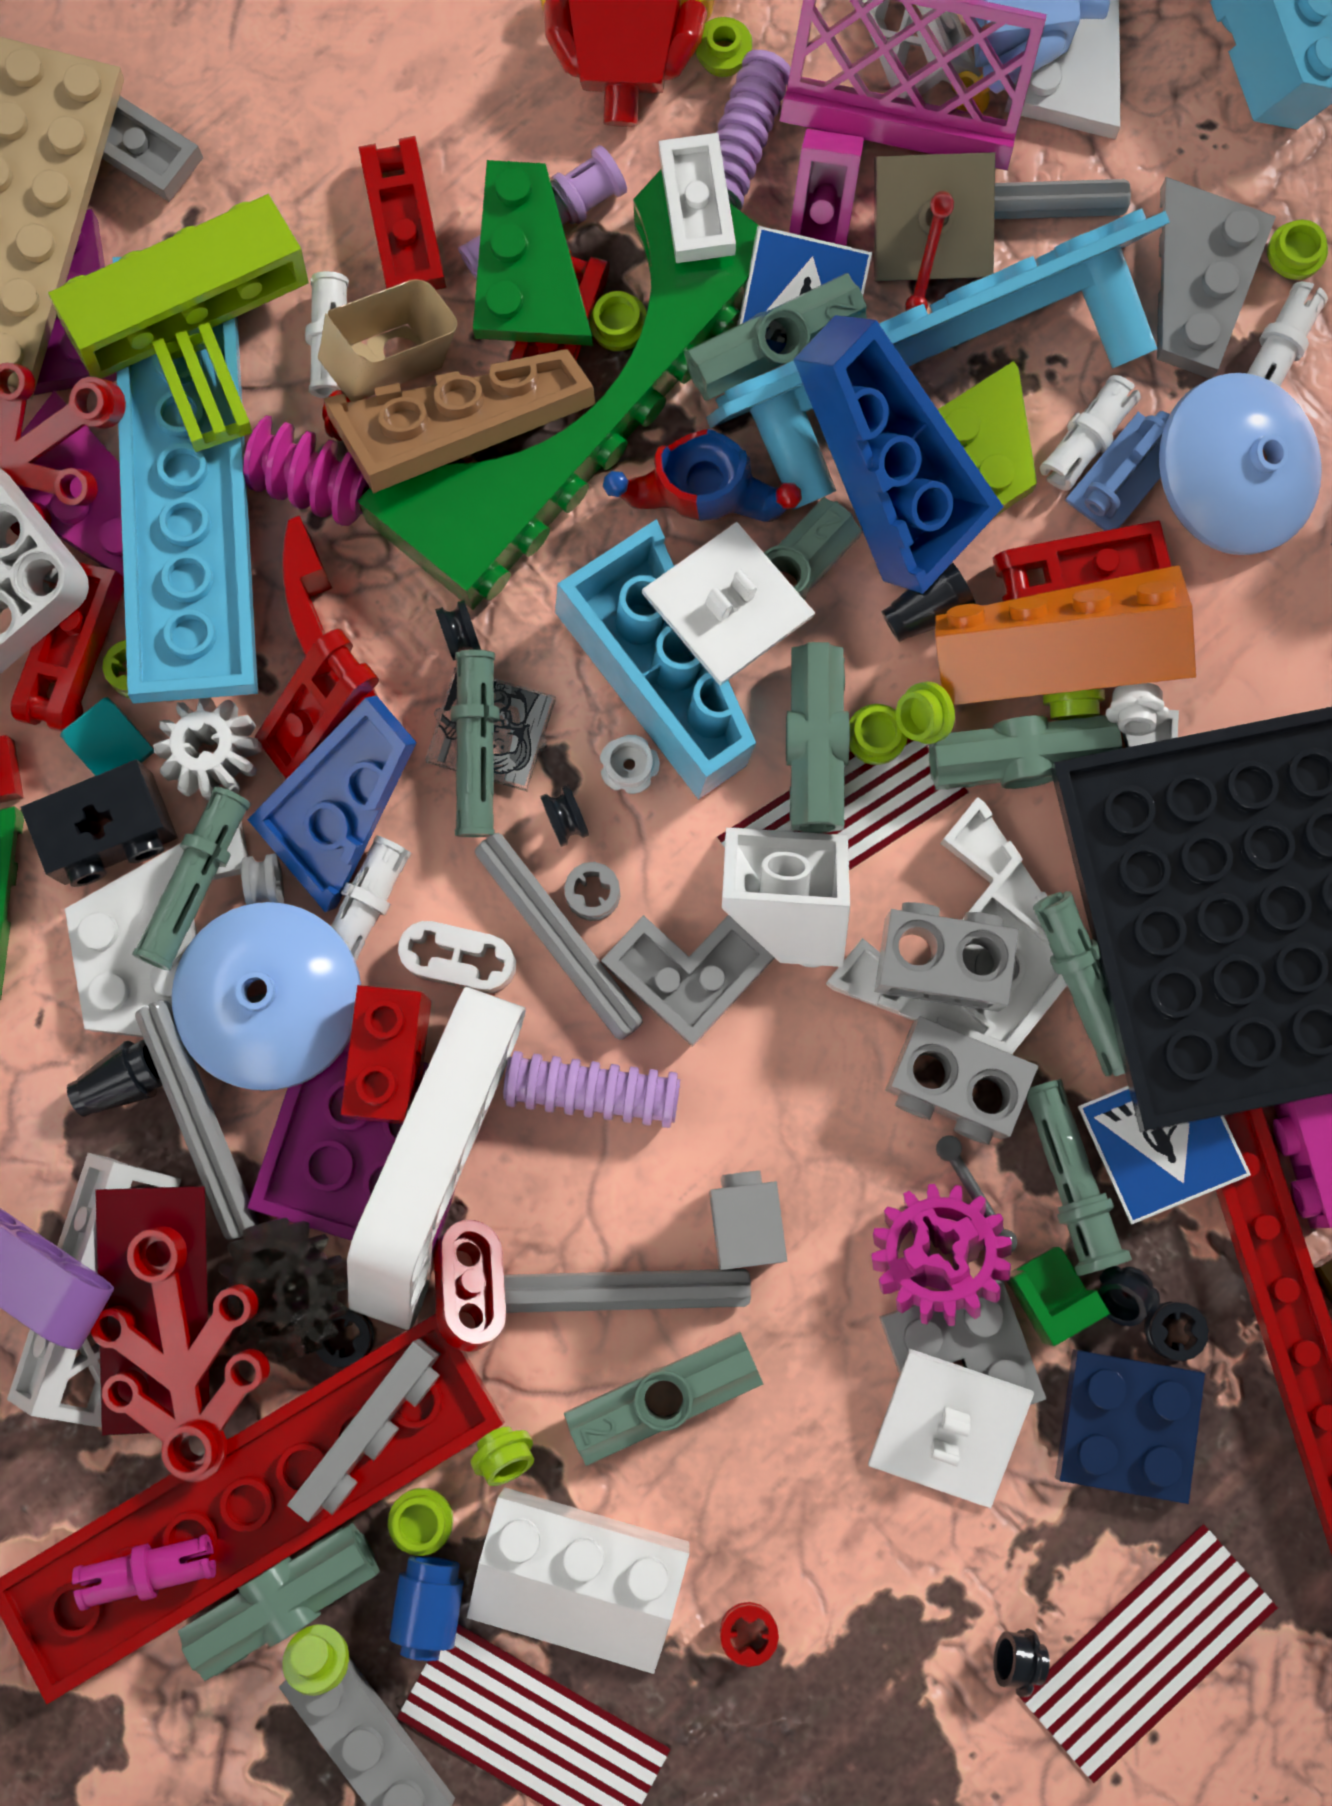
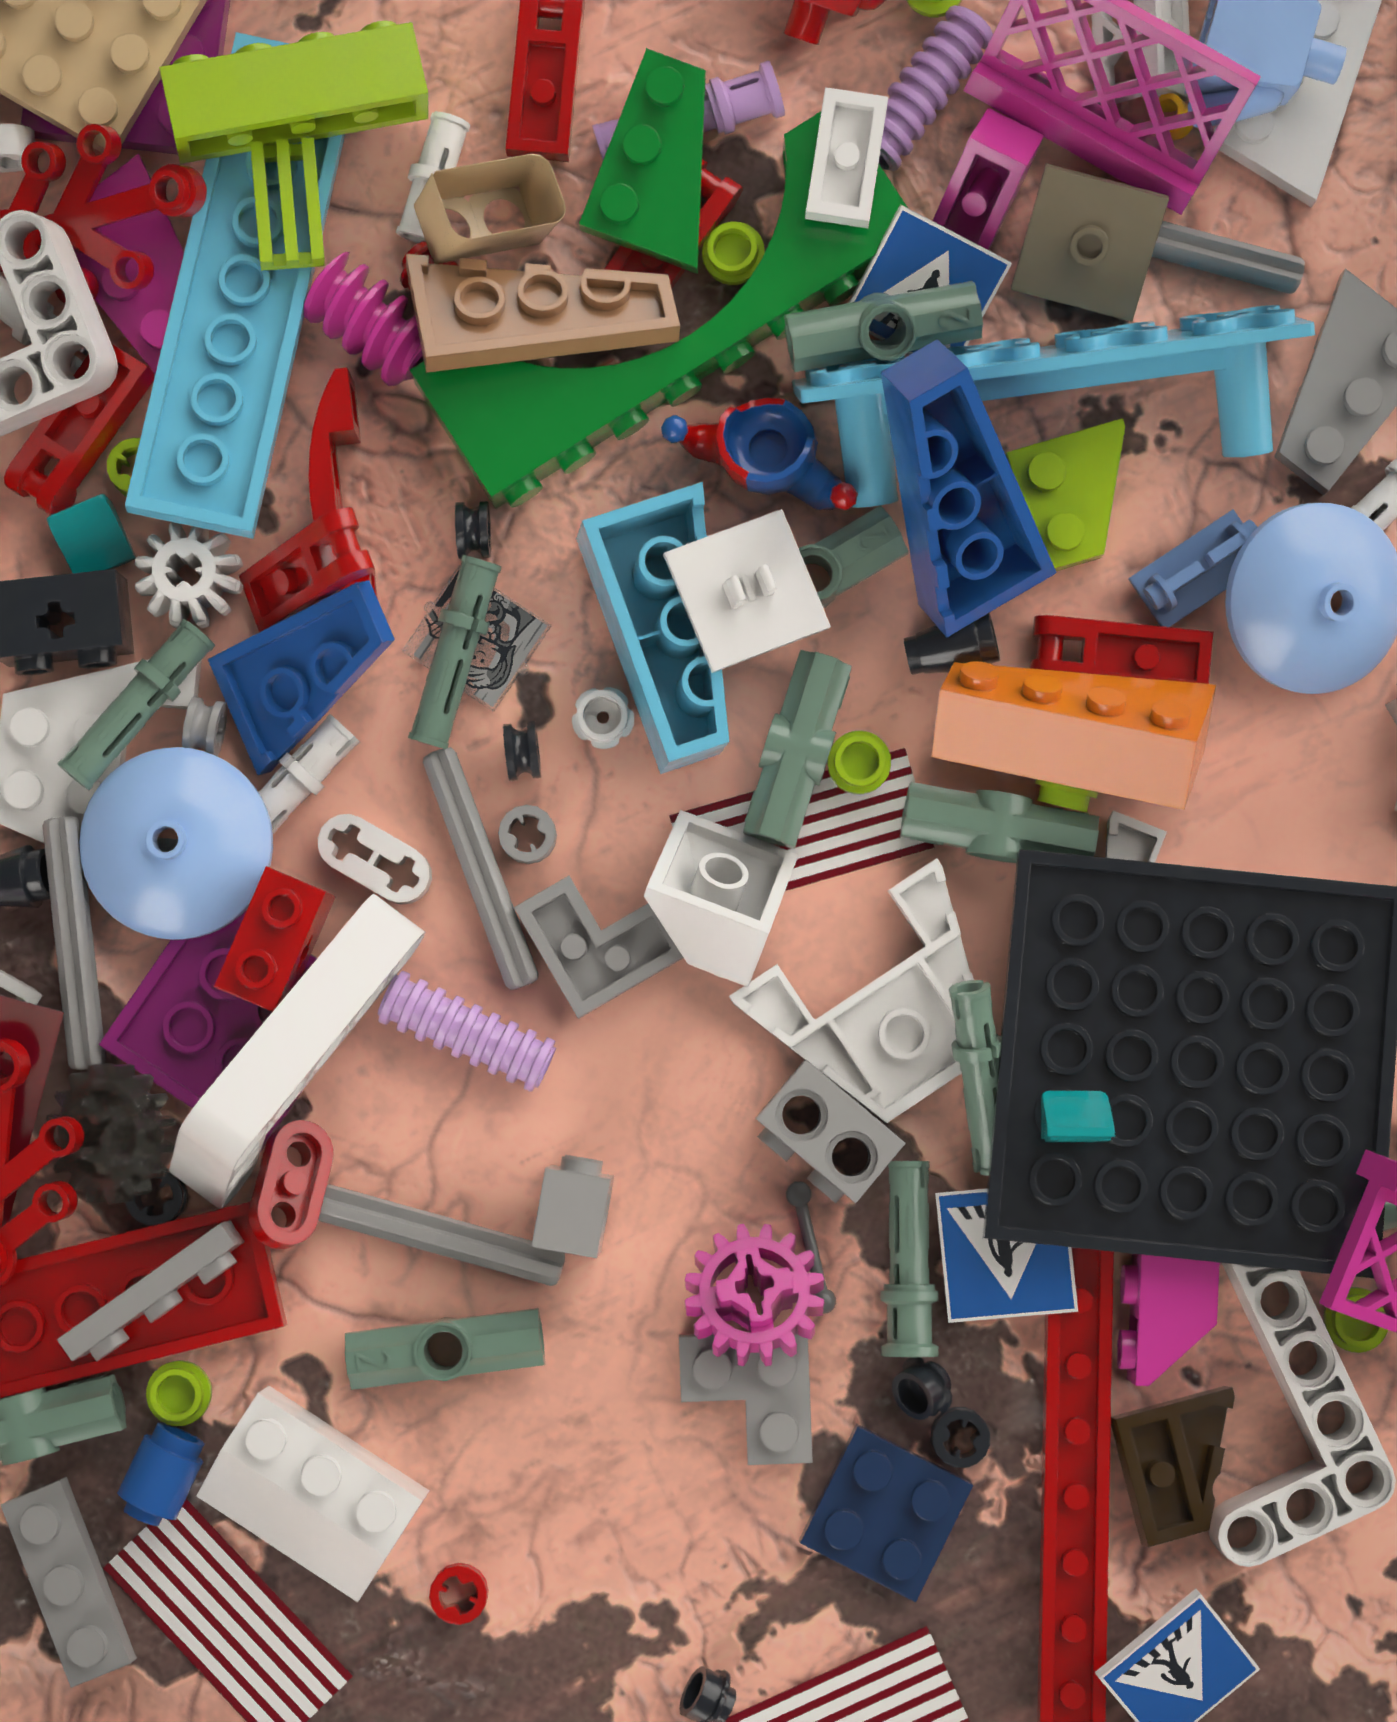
camera: 15 degrees right, 5 degrees up
(315, 1660) = (42, 1490): lime plate -> none
(503, 1455) = (275, 1355): lime plate -> none
(925, 713) = (909, 760): lime plate -> none
(941, 207) = (1094, 241): red hinge -> none
(945, 975) = (842, 1027): light grey brick -> none
(950, 1428) = (711, 1461): white piece -> none
(1055, 1297) = (853, 1367): green panel -> none
(1090, 432) = (1176, 516): white pin -> none
(1137, 708) = (1121, 820): white plate -> none
(1195, 989) = (1076, 1116): none -> teal slope

